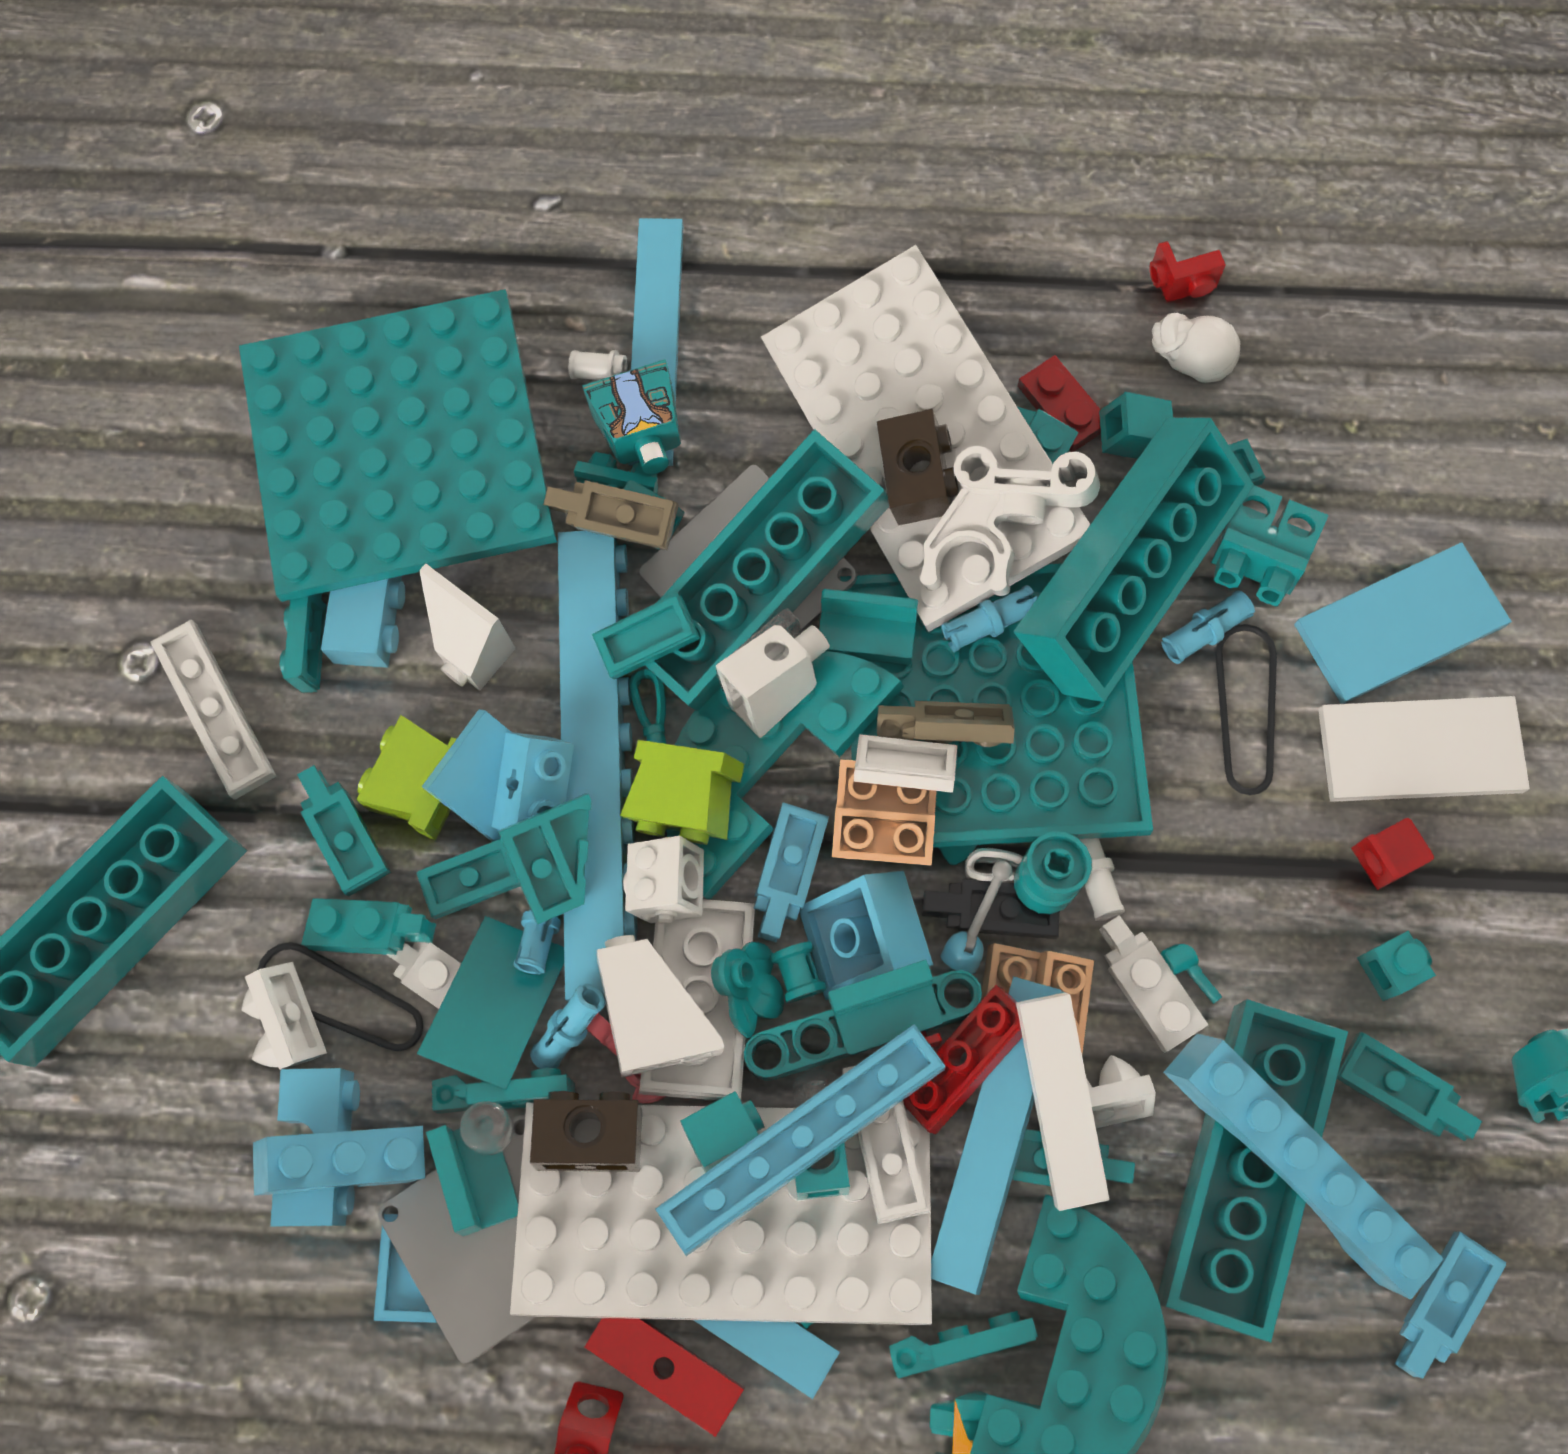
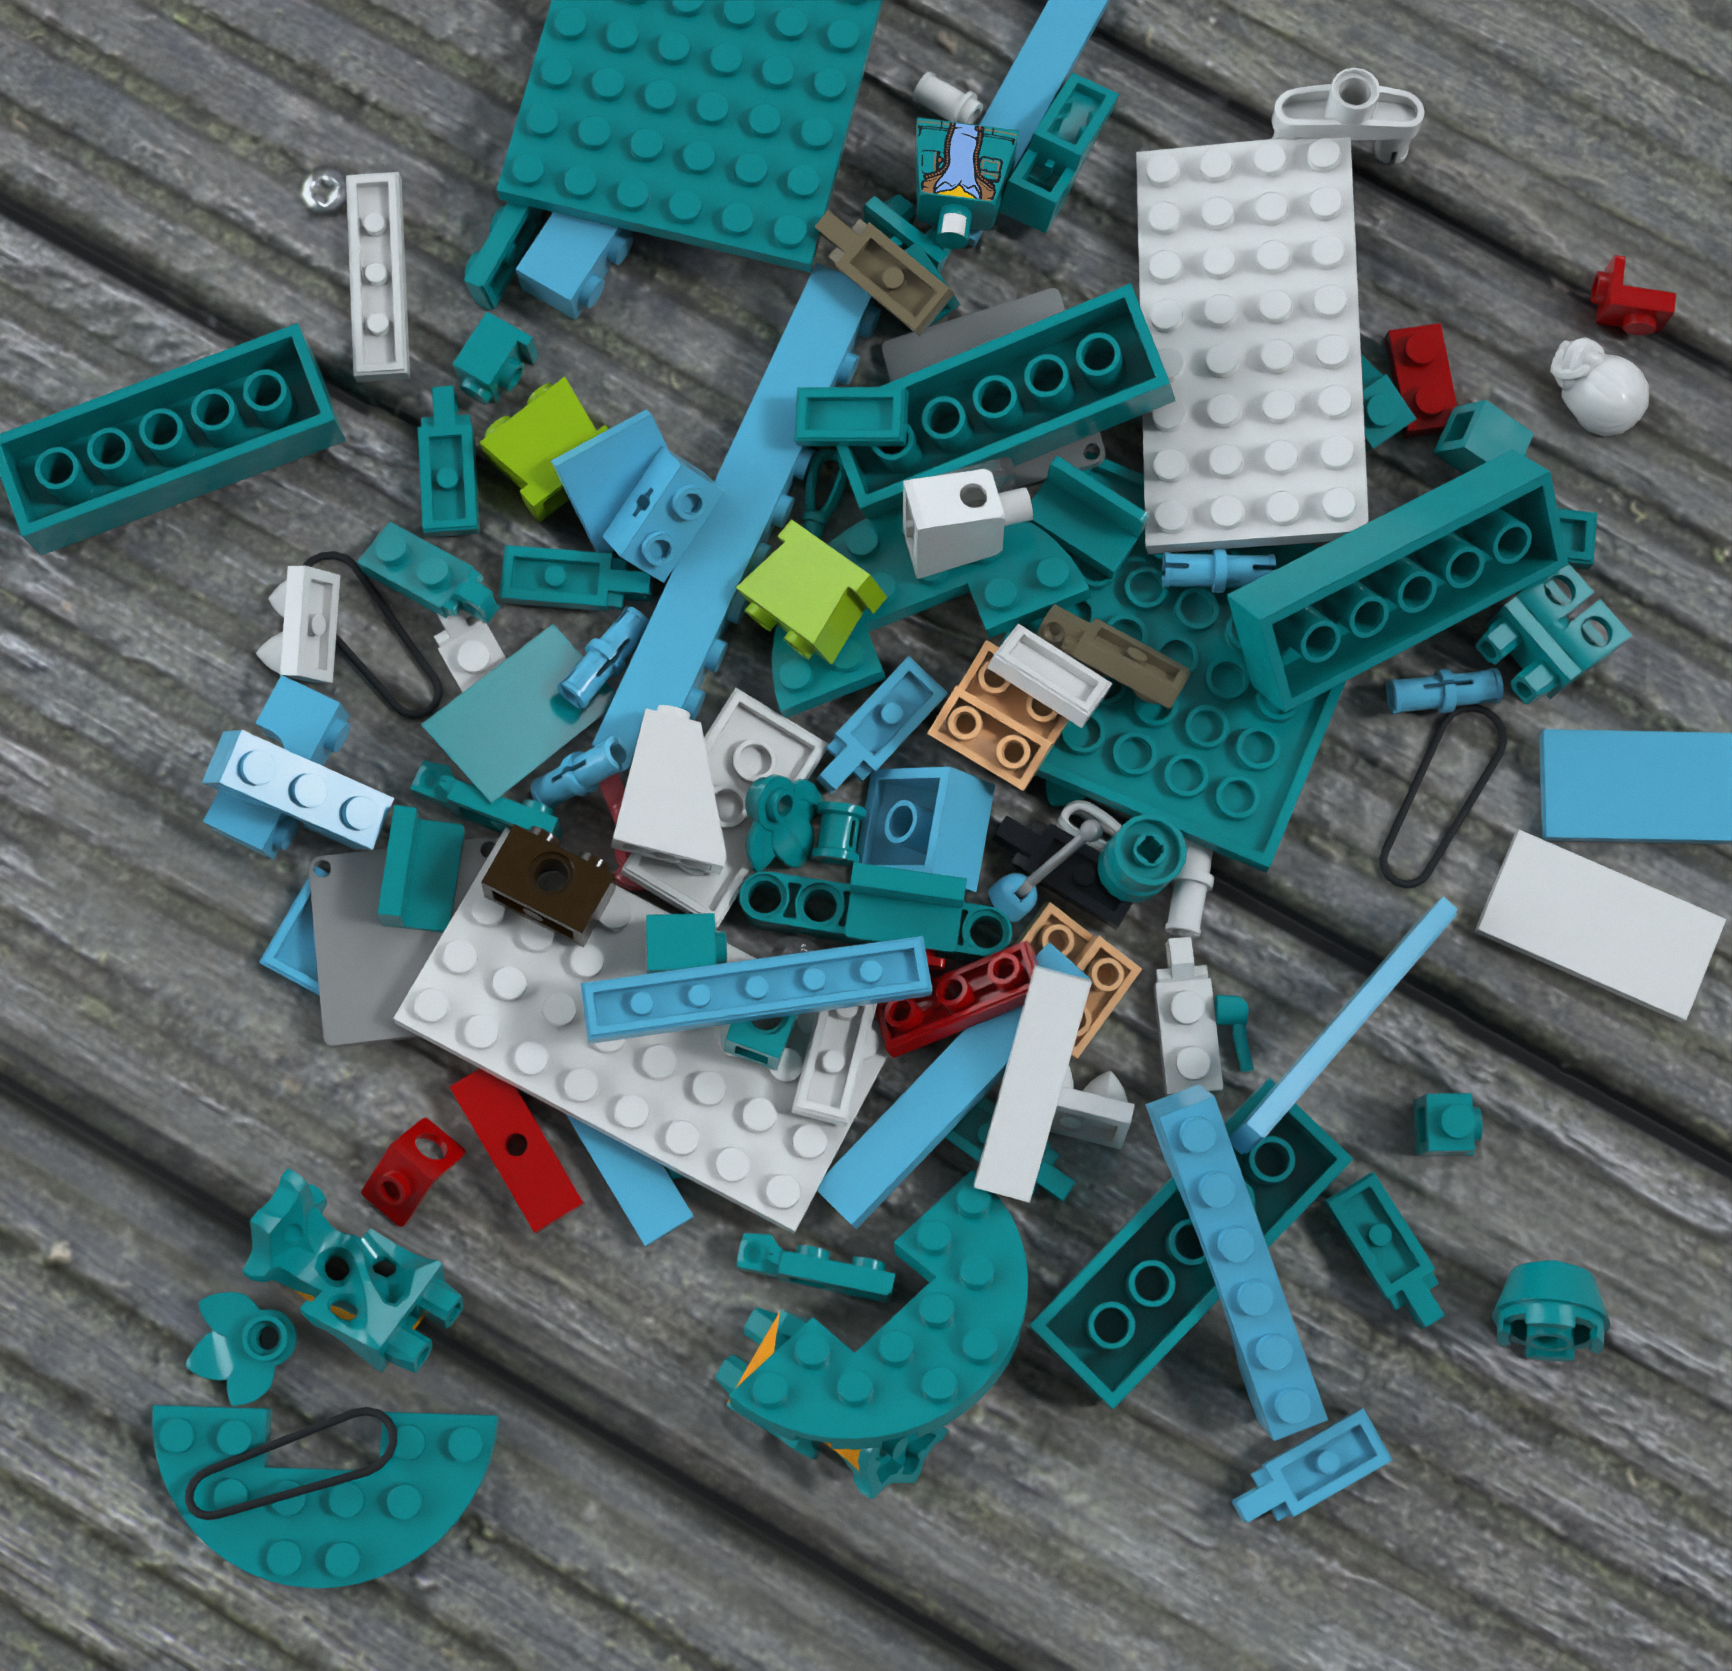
camera: 20 degrees right, 5 degrees up
(336, 729) = (493, 359): none -> teal brick
(463, 632) = (669, 322): white slope -> none
(486, 1128) = (455, 831): clear piece -> none
(551, 857) = (646, 594): teal wing -> none
(664, 880) = (748, 674): white head -> none
(701, 365) = (1057, 152): none -> teal slope
(903, 444) = (1216, 344): dark brown brick -> none
(909, 226) = (1324, 112): none -> white connector
(1001, 497) = (1285, 449): white piece -> none
(1281, 931) = (1342, 1027): none -> medium azure tile
(1392, 853) = (1507, 1014): red bracket -> none

